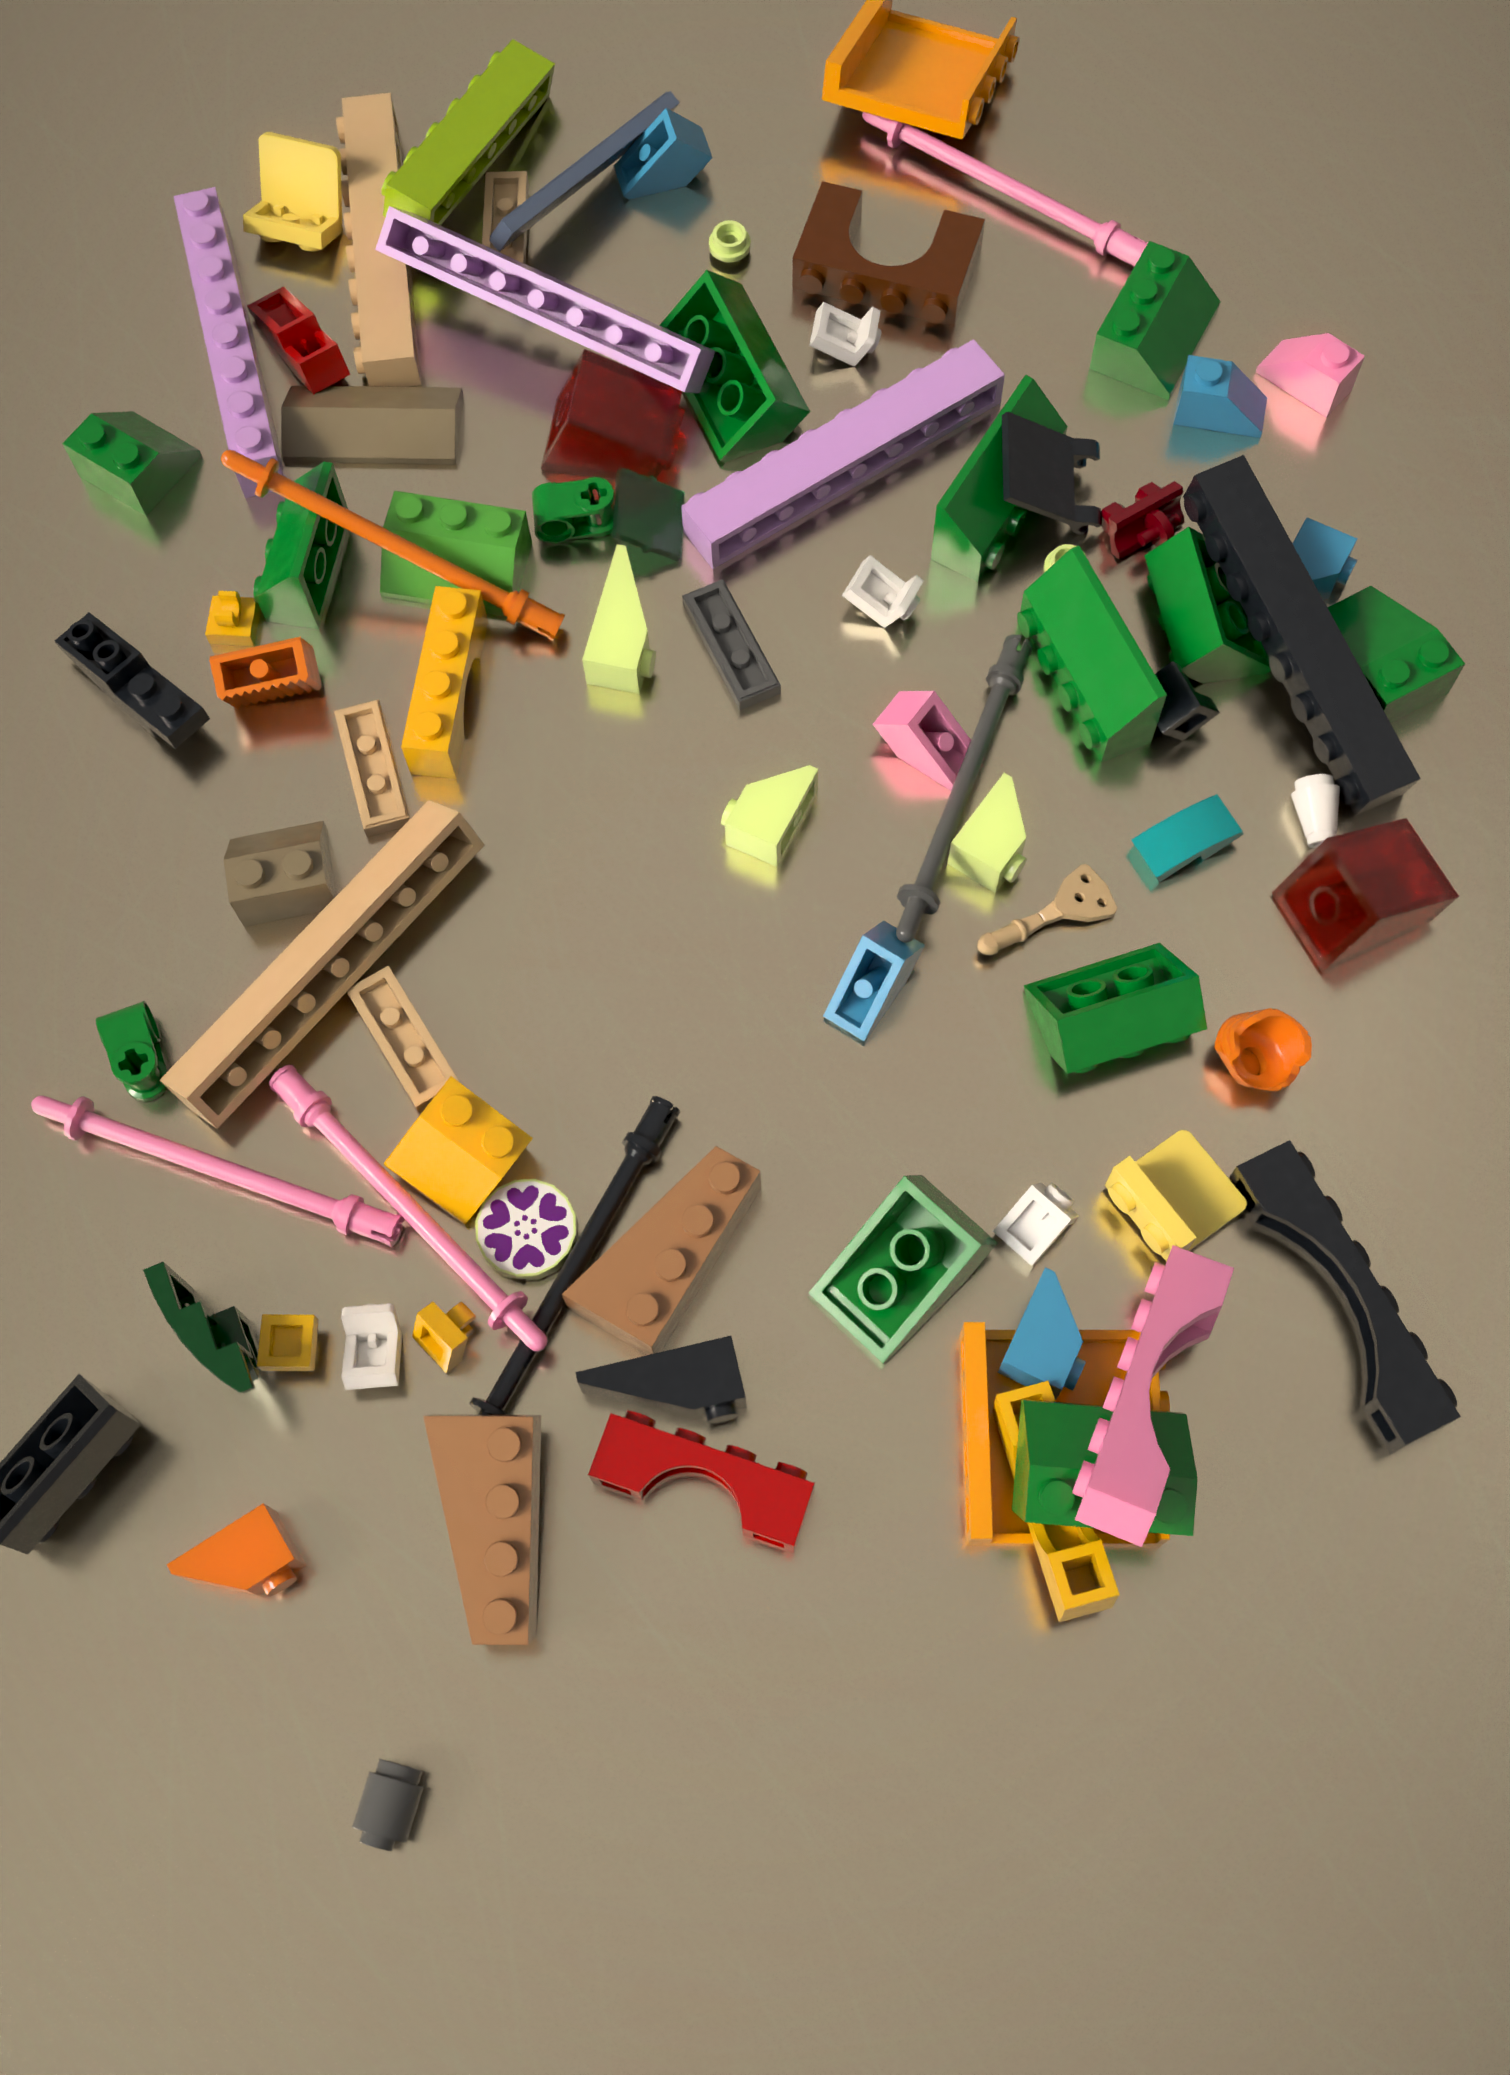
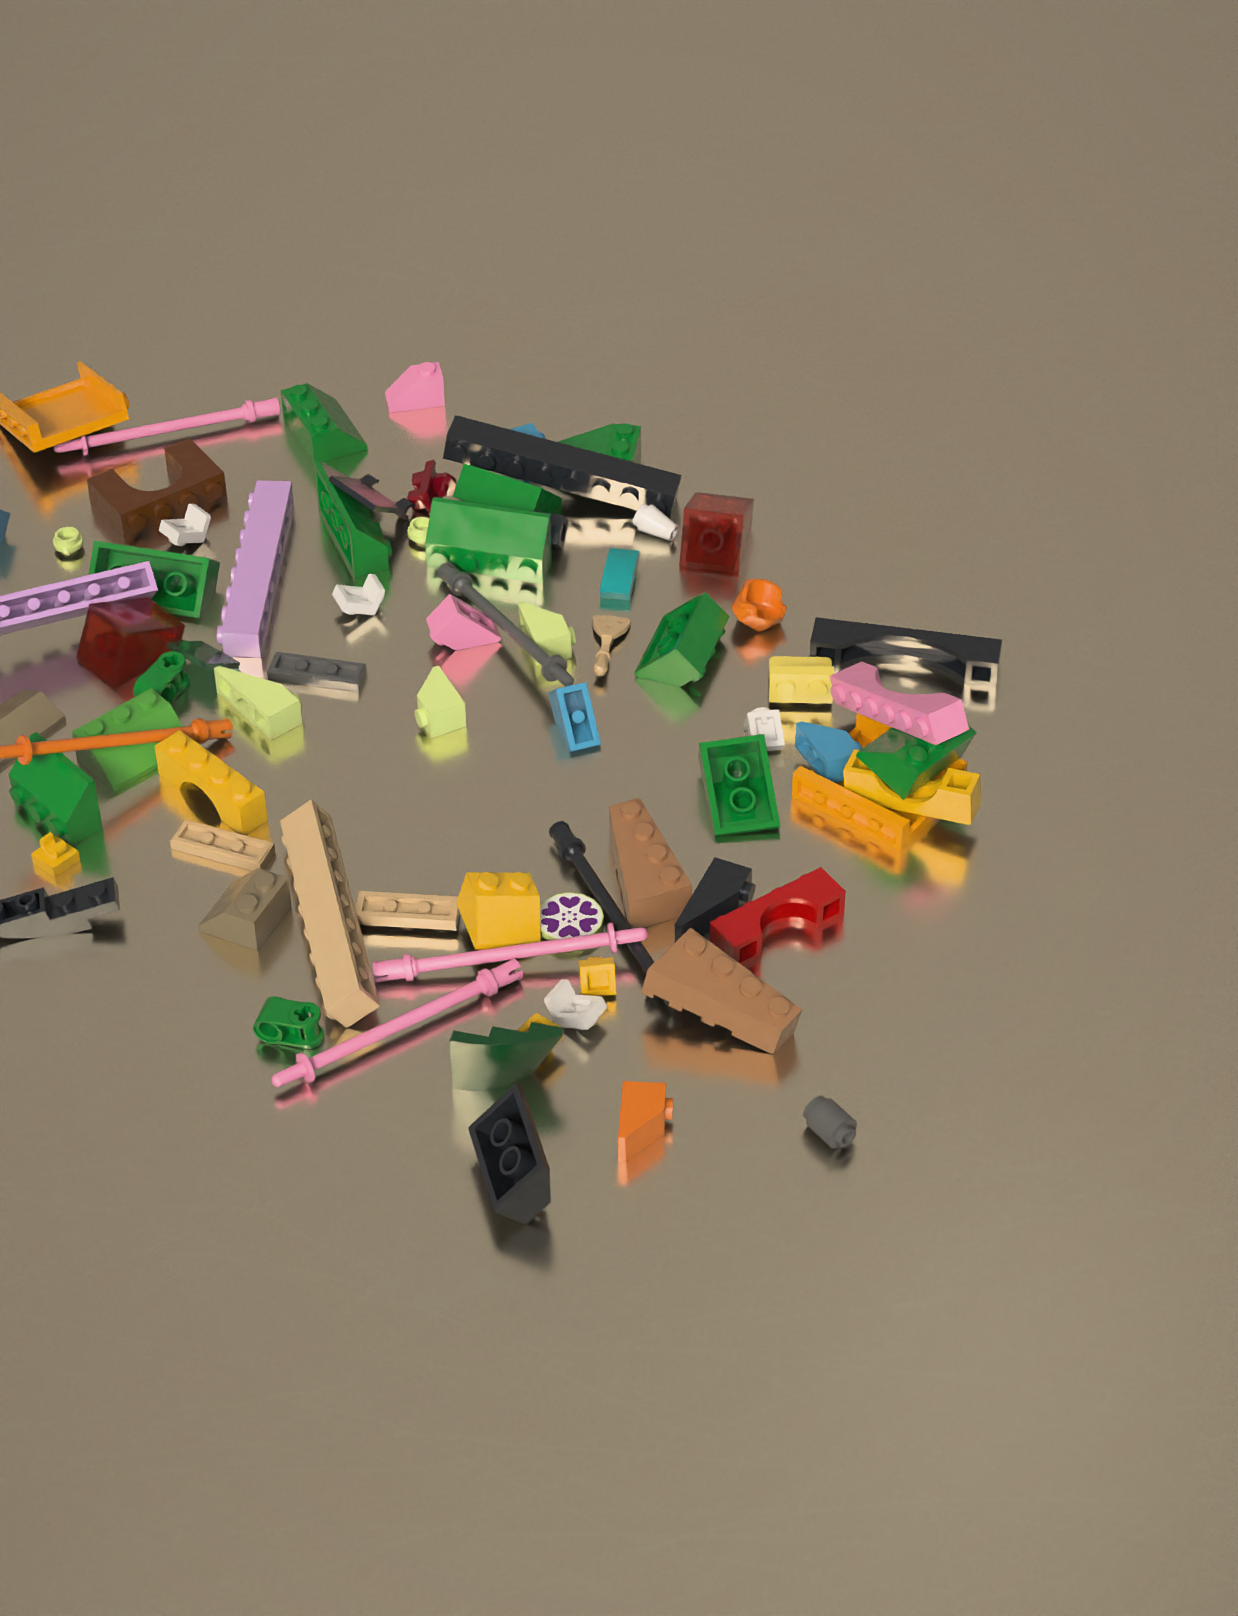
camera: 55 degrees left, 25 degrees down
(265, 672) = (118, 845): orange brick -> none
(1219, 398) = (391, 428): dark azure slope -> none

